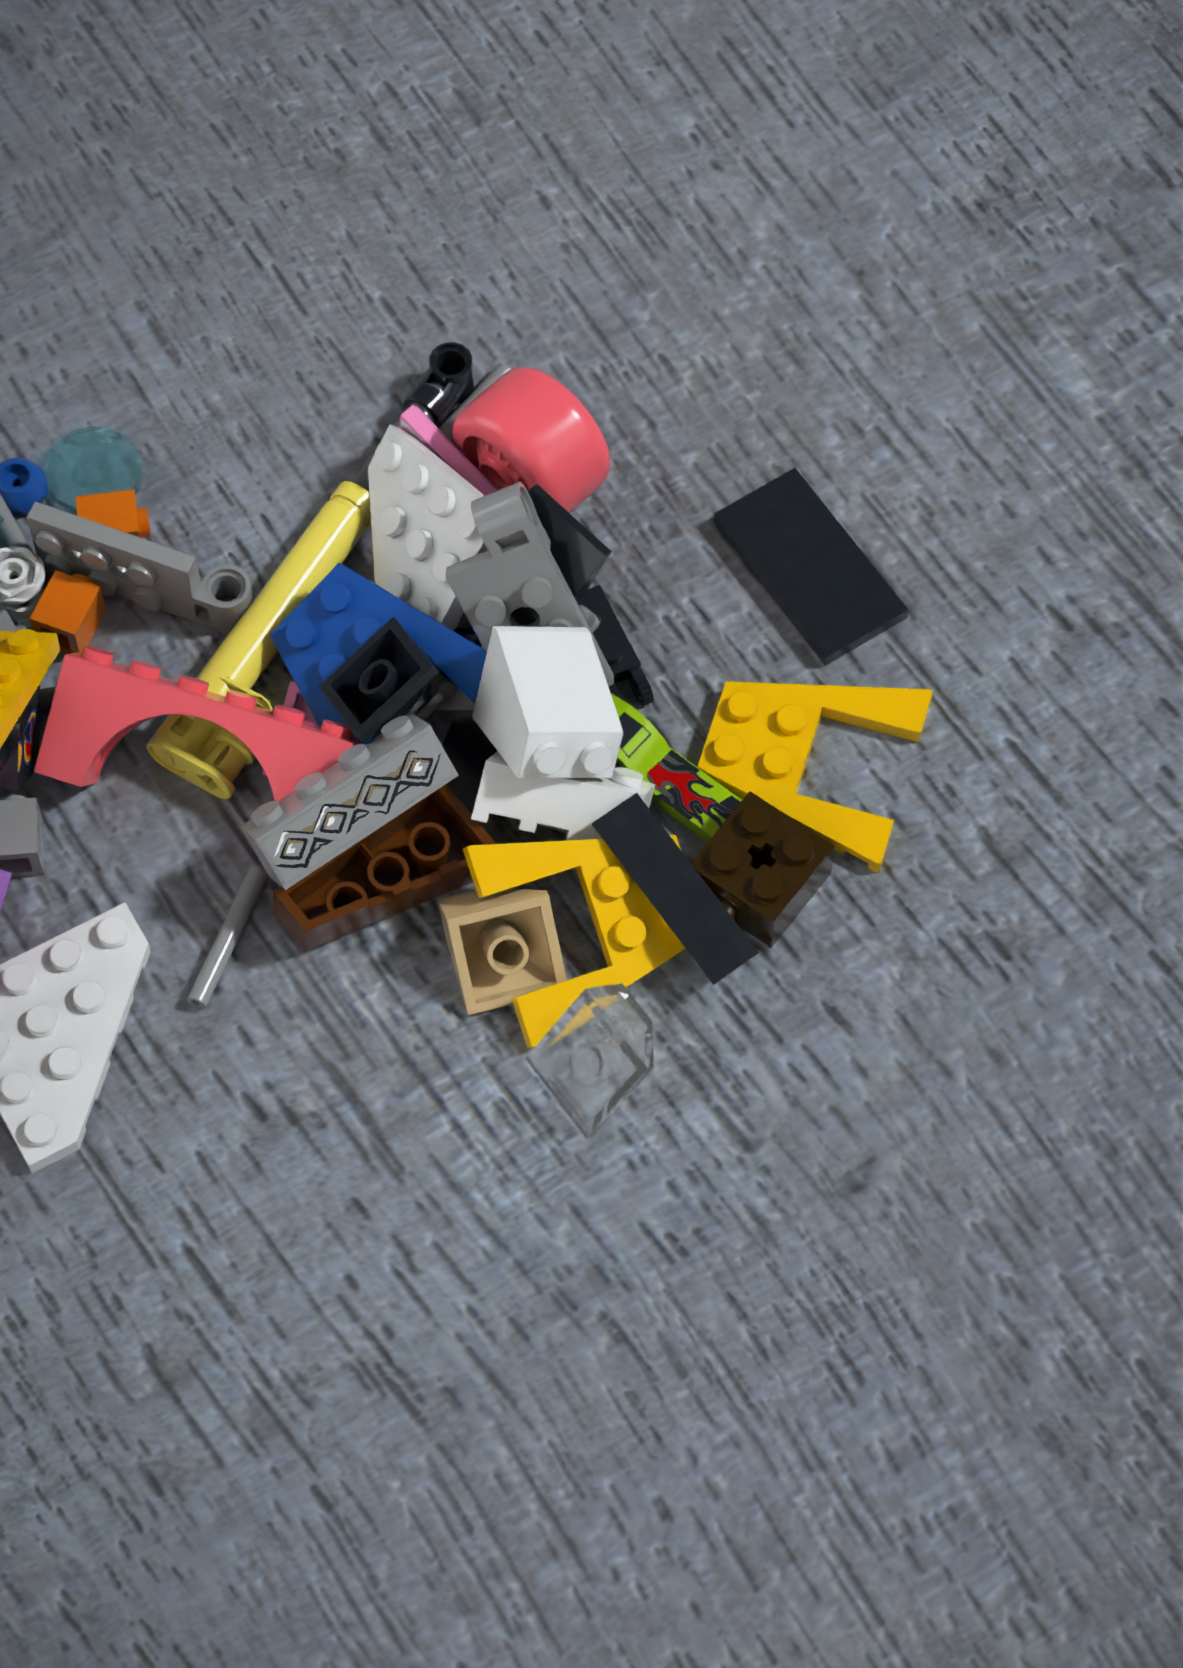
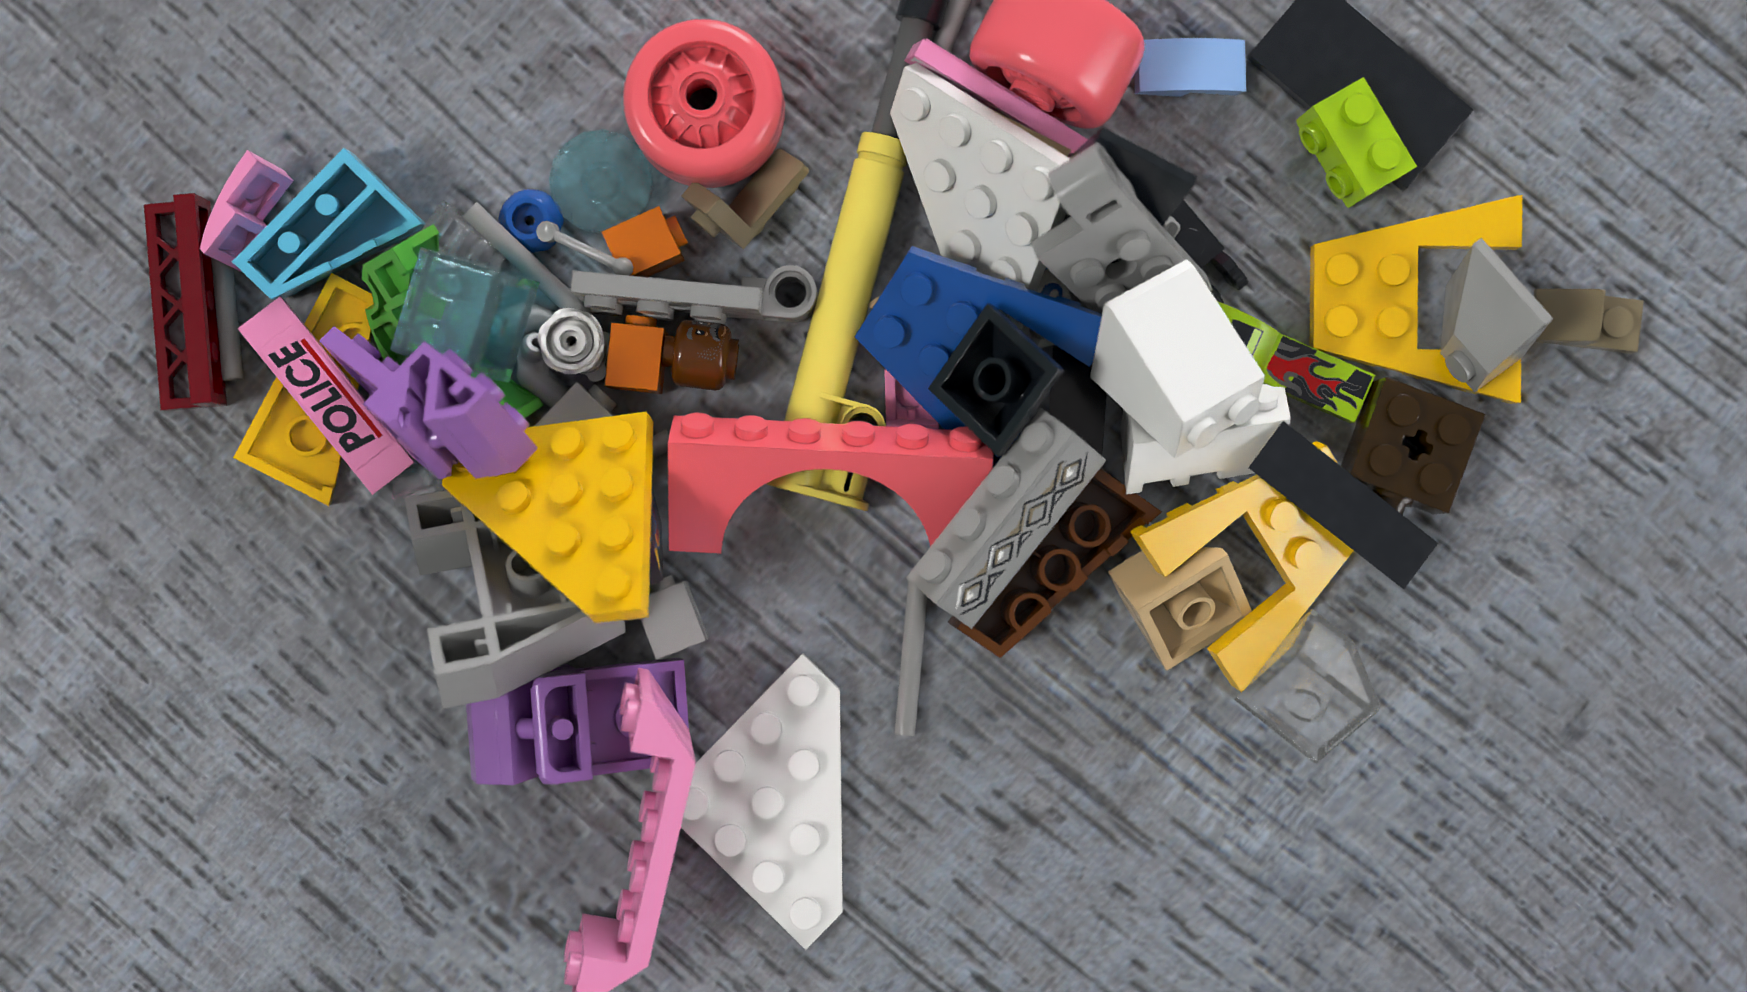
camera: 15 degrees left, 25 degrees up
(30, 489) = (550, 233): none -> light grey hinge
(127, 624) = (701, 355): none -> reddish brown head
(184, 514) = (753, 205): none -> dark tan bracket
(206, 422) = (709, 144): none -> coral wheel
(653, 507) = (1191, 66): none -> light blue slope
(786, 604) = (1354, 143): none -> lime bracket
(861, 770) = (1487, 318): none -> light grey slope
(959, 811) = (1591, 319): none -> dark tan slope

